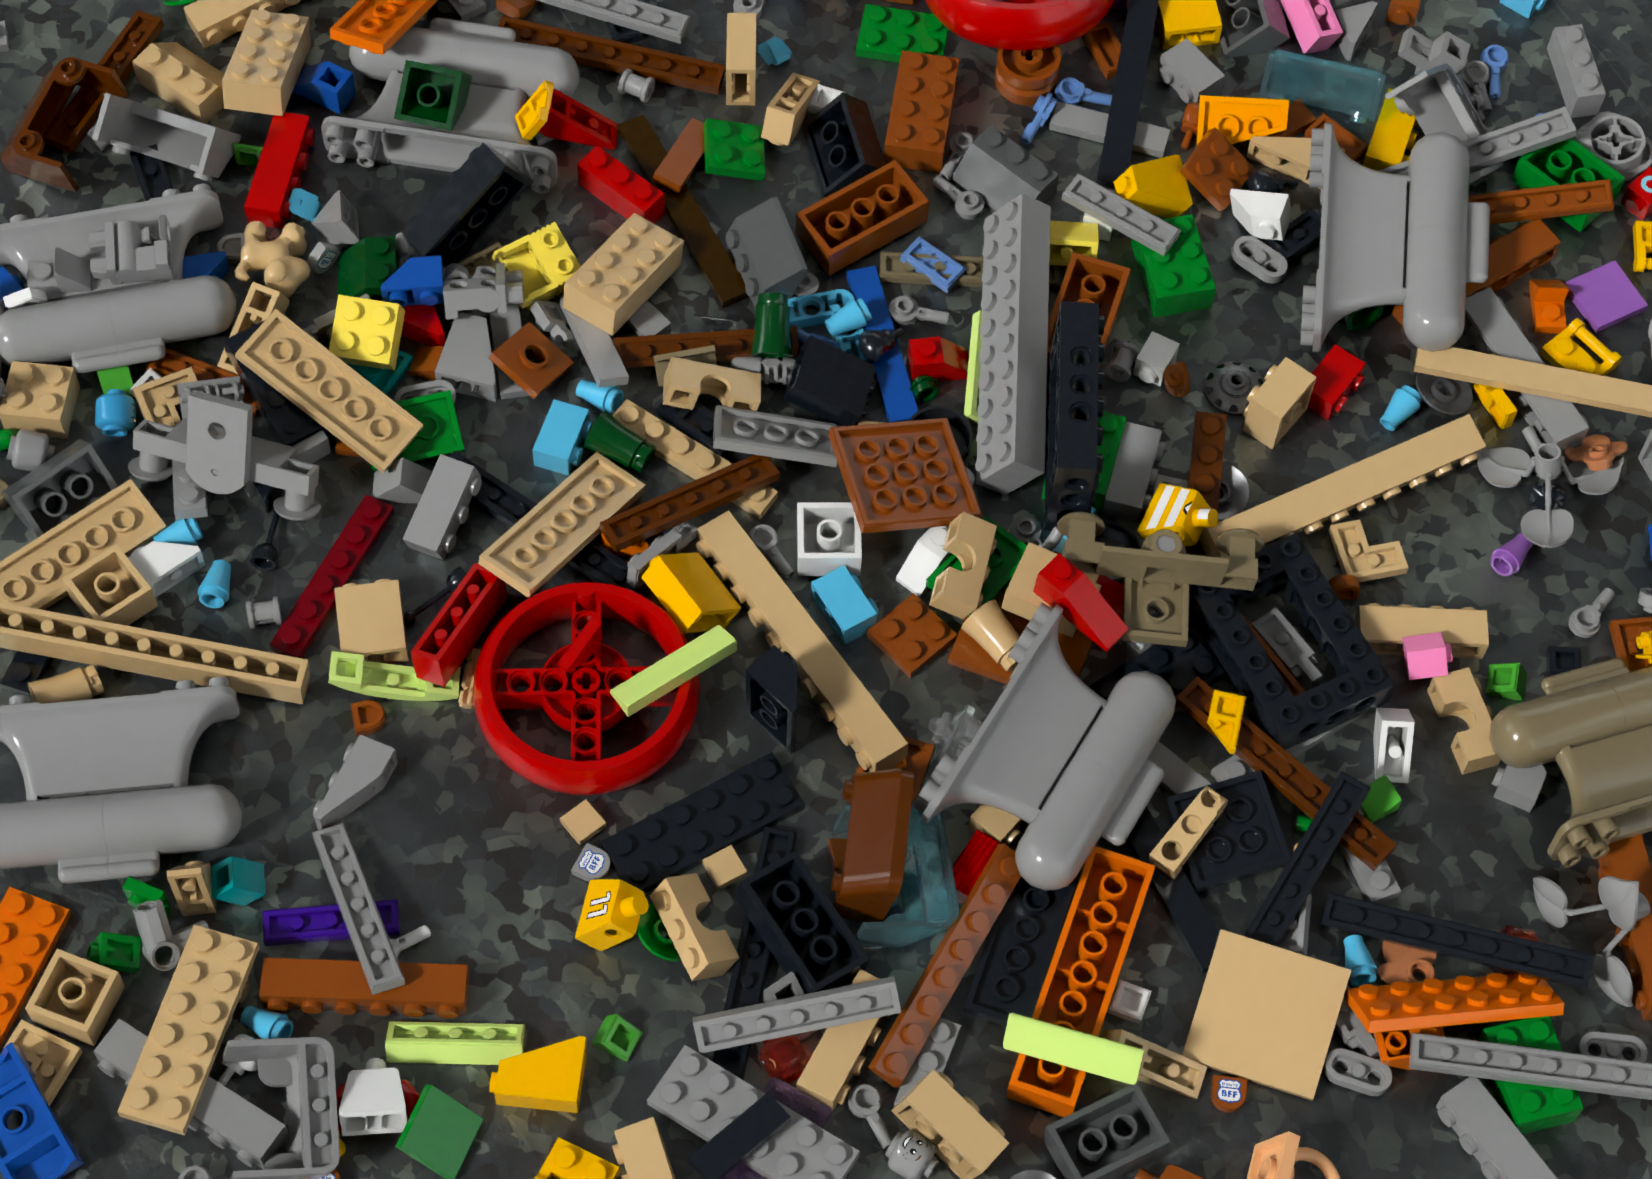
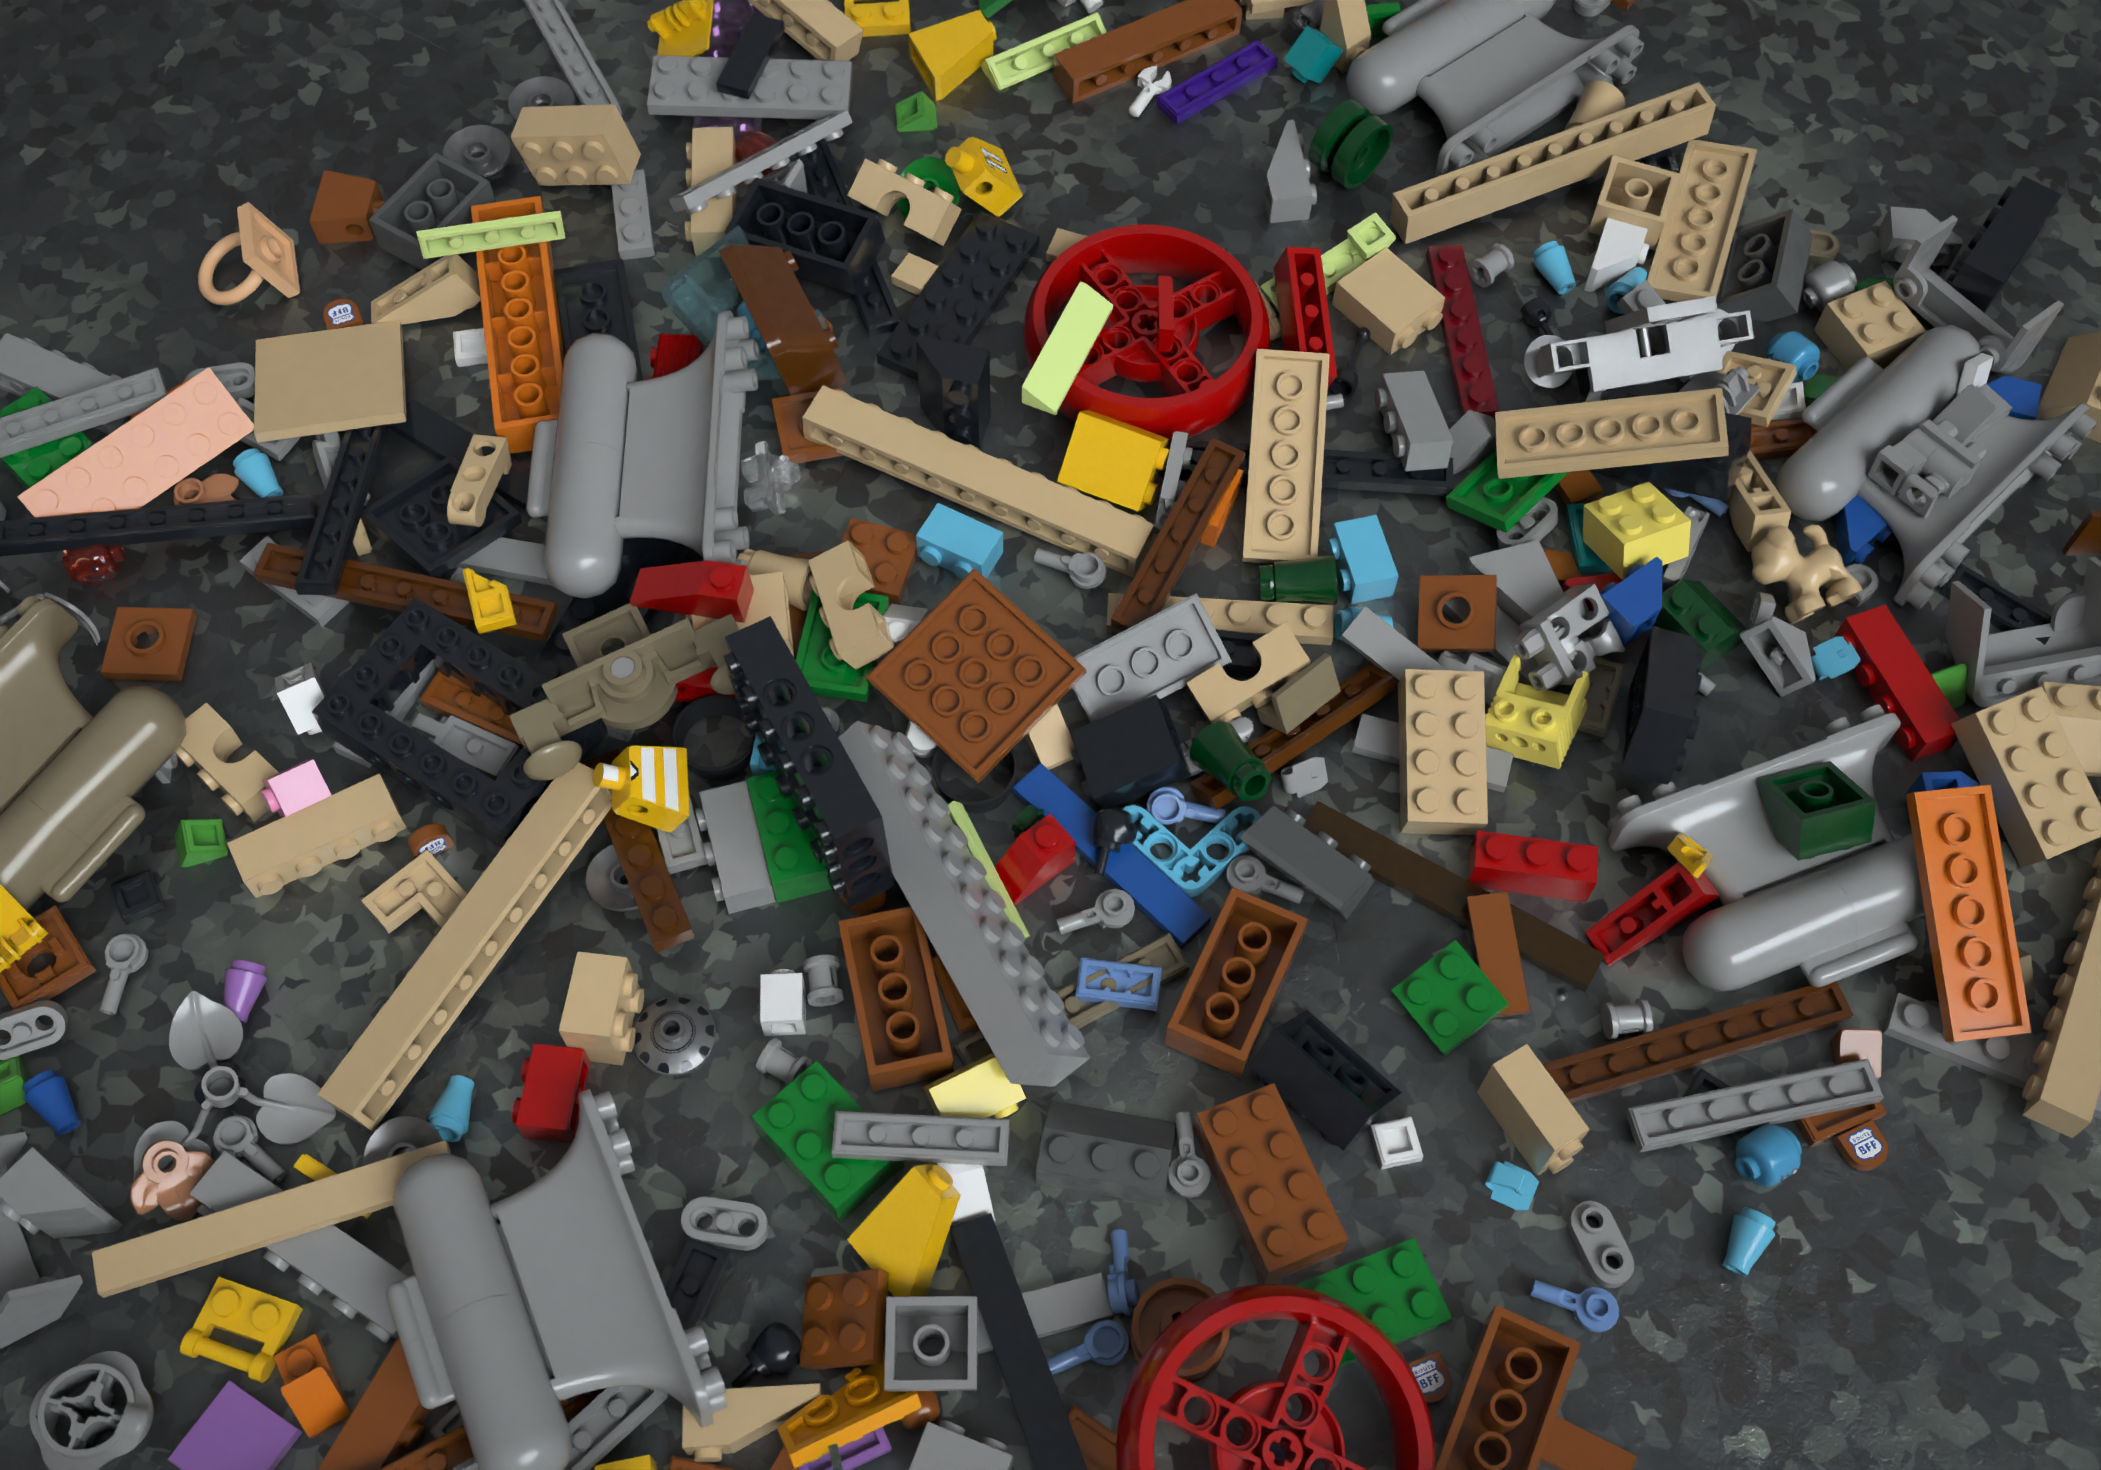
camera: 150 degrees right, 0 degrees up
(289, 762) = (1350, 143): none -> dark green wheel
(358, 909) = (1199, 81): light grey tile -> none
(368, 717) = (1325, 235): dark orange tile -> none
(592, 864) = (1034, 220): tile -> none
(788, 109) = (1430, 1096): tan slope -> none
(827, 538) = (1026, 580): white brick -> none
(849, 317) = (1160, 844): medium azure cone -> none
(865, 1103) = (667, 159): light grey plate -> none
(946, 967) = (653, 270): dark orange plate -> none
(967, 203) = (1131, 1094): light grey plate -> none
(1175, 118) = (931, 1343): none -> light grey slope
(1175, 324) = (781, 1062): none -> light grey bush
(1177, 379) = (744, 986): dark orange piece -> none
(1262, 213) = (748, 1275): white slope -> none
(1381, 800) = (299, 640): bright green slope -> none
(1496, 881) = (163, 659): none -> dark orange piece

